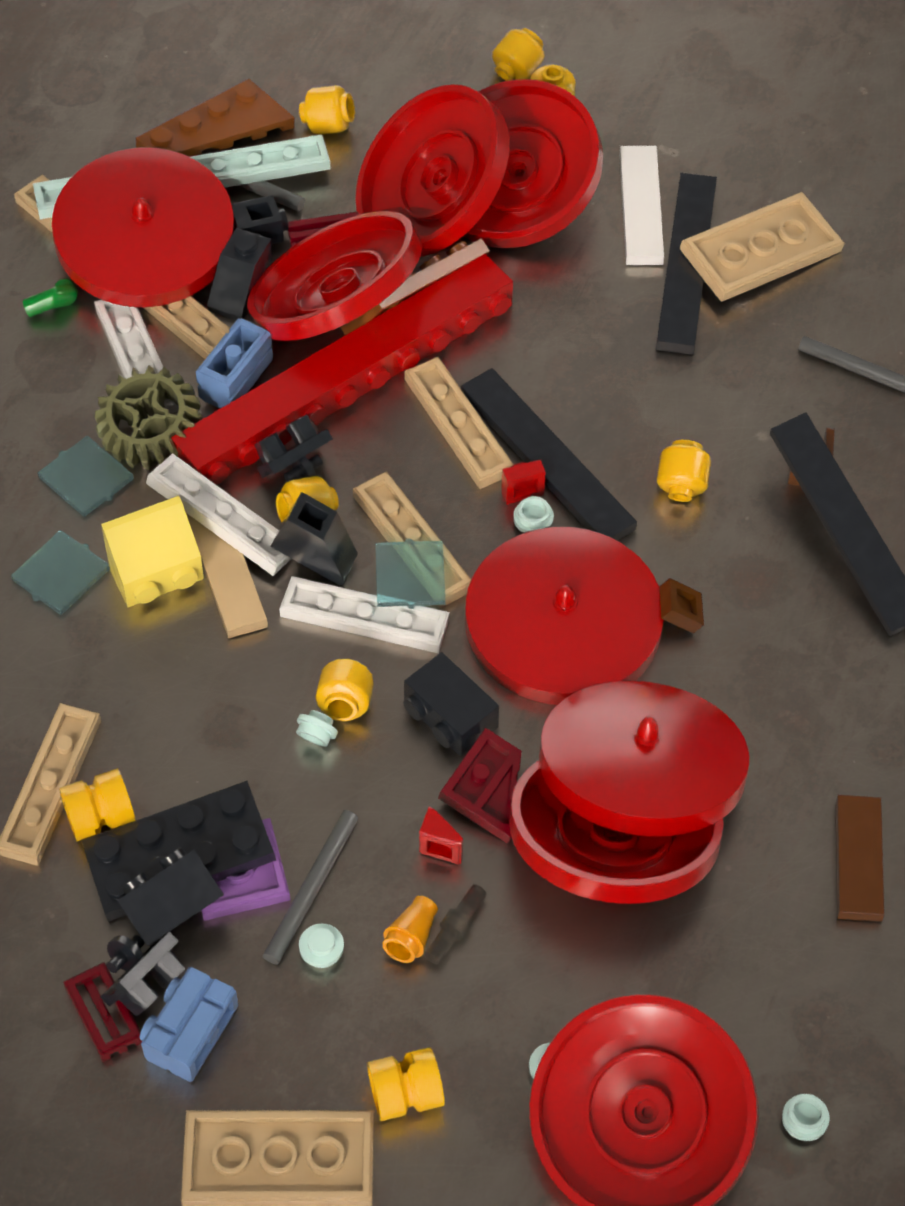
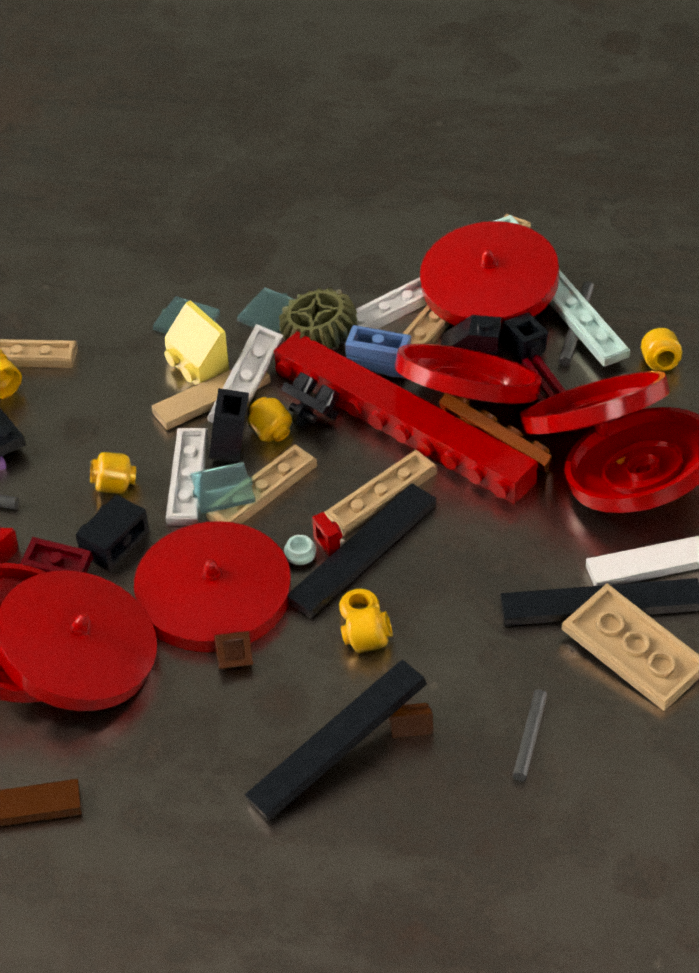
camera: 80 degrees right, 10 degrees down
(59, 296) = (412, 252): green arm -> none
(220, 121) = (630, 301): dark orange wing -> none
(316, 728) = (78, 466): light aqua plate -> none
(634, 488) = (357, 596): none -> yellow piece

